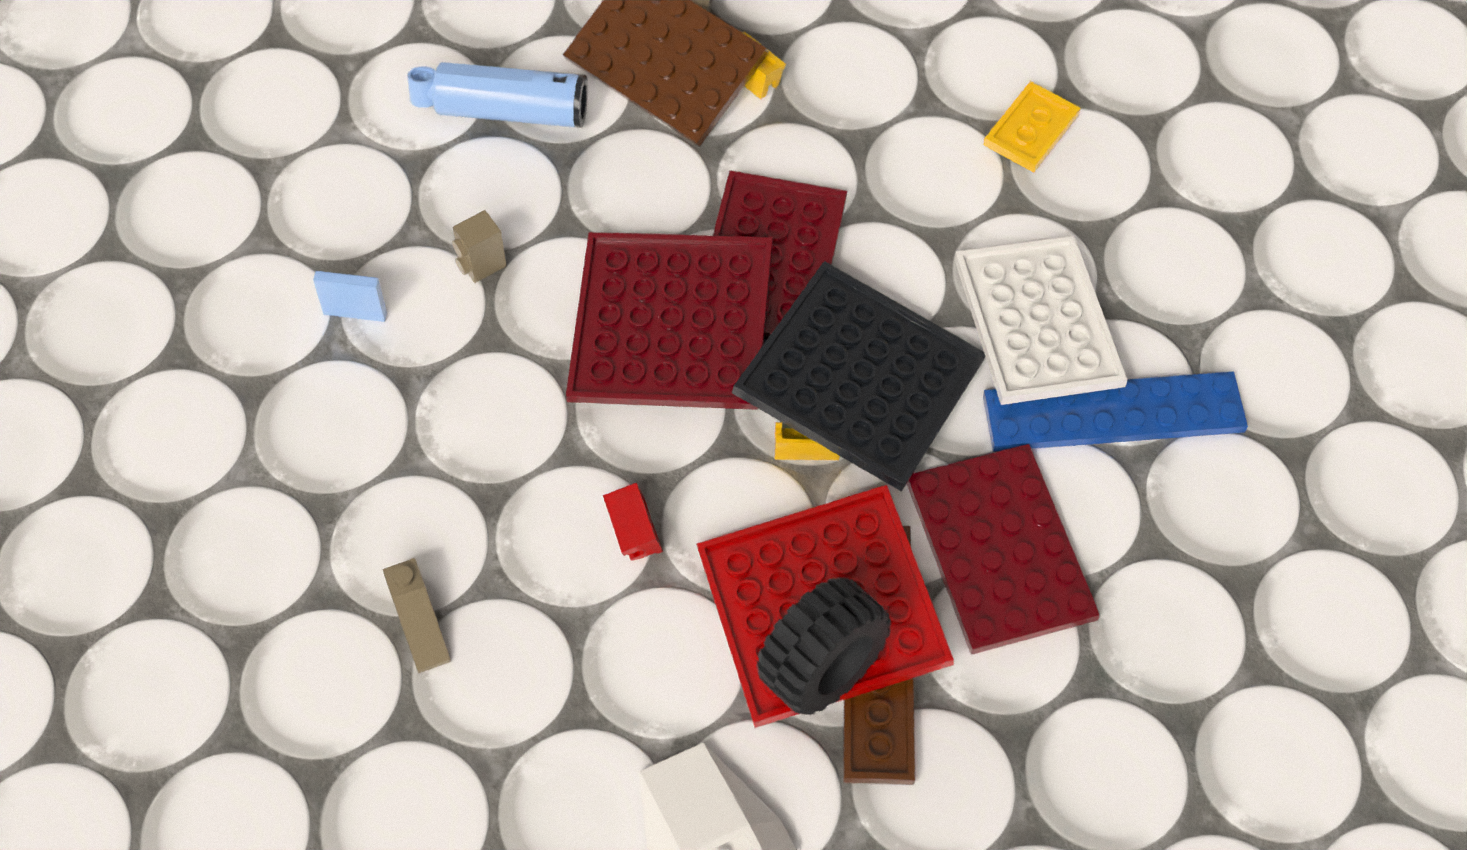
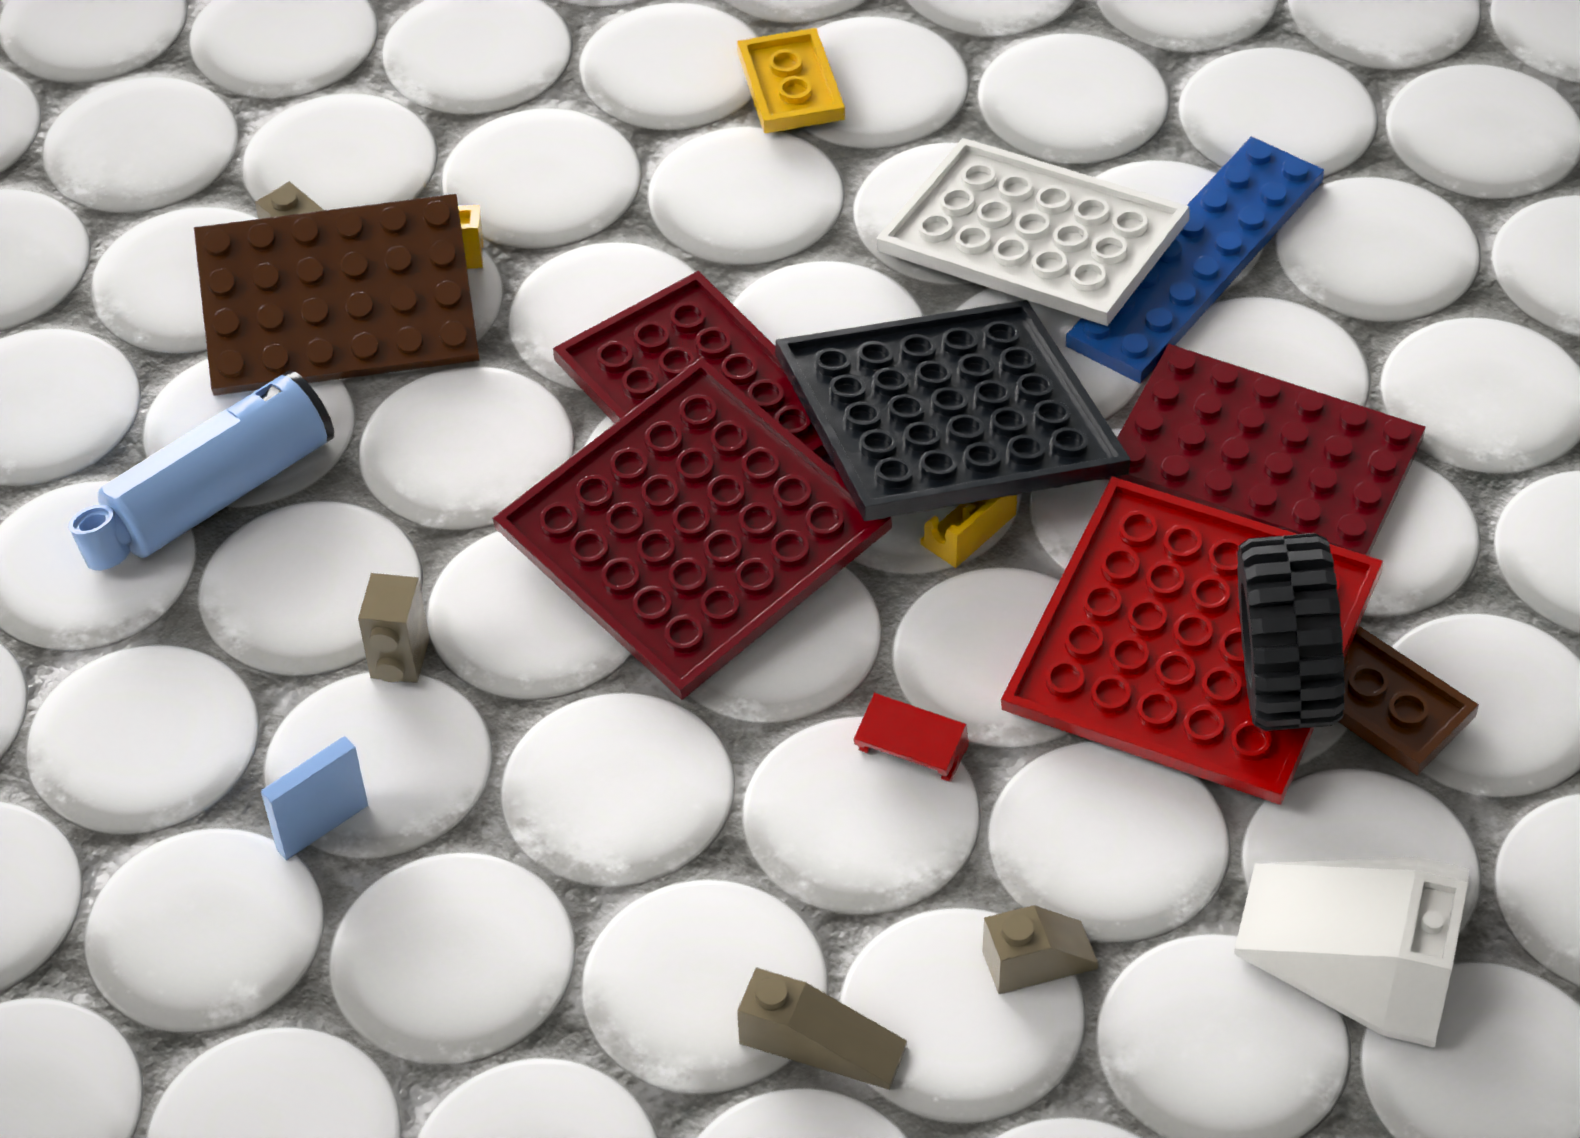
camera: 45 degrees left, 10 degrees down
(554, 676) = (1034, 947): none -> dark tan slope

